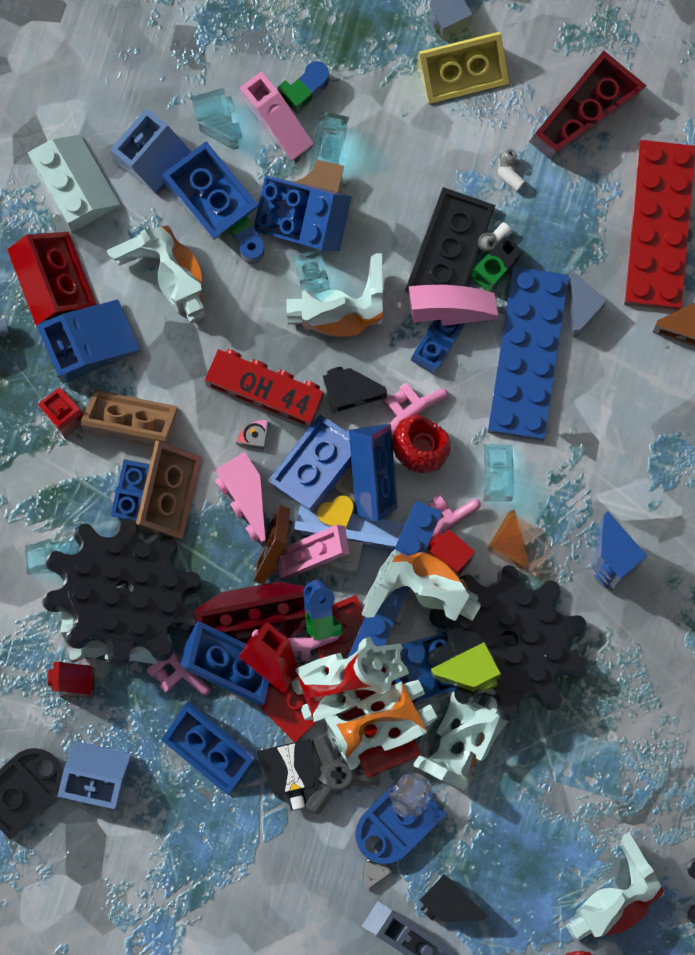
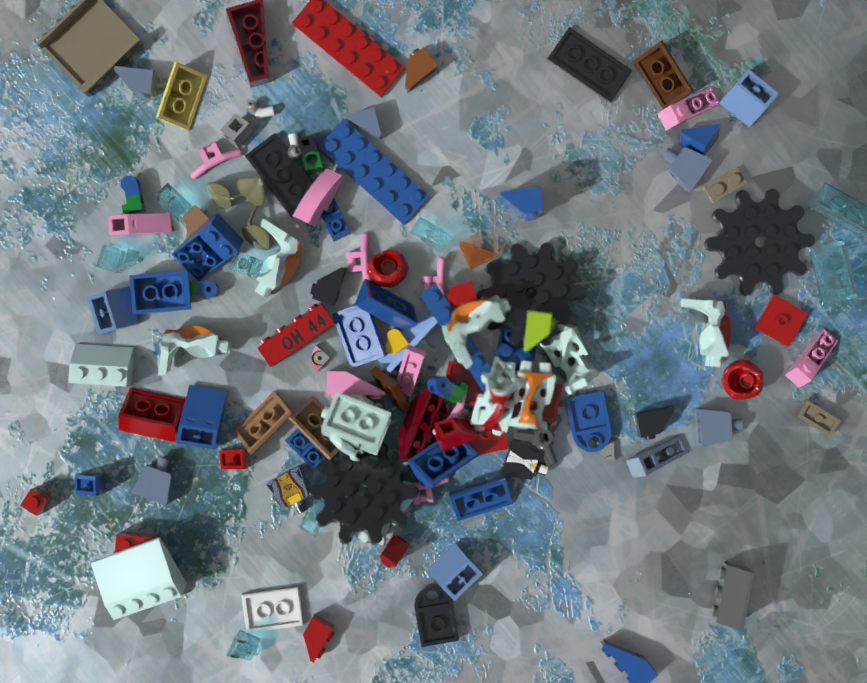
camera: 60 degrees left, 10 degrees up
(67, 503) = (290, 489): none -> torso
(201, 526) = (355, 423): none -> light aqua torso
(406, 152) = (209, 163): none -> bright pink piece
(407, 223) = (254, 191): none -> olive plant
(411, 795) = (581, 405): clear head -> none
(467, 158) = (237, 130): none -> light grey brick

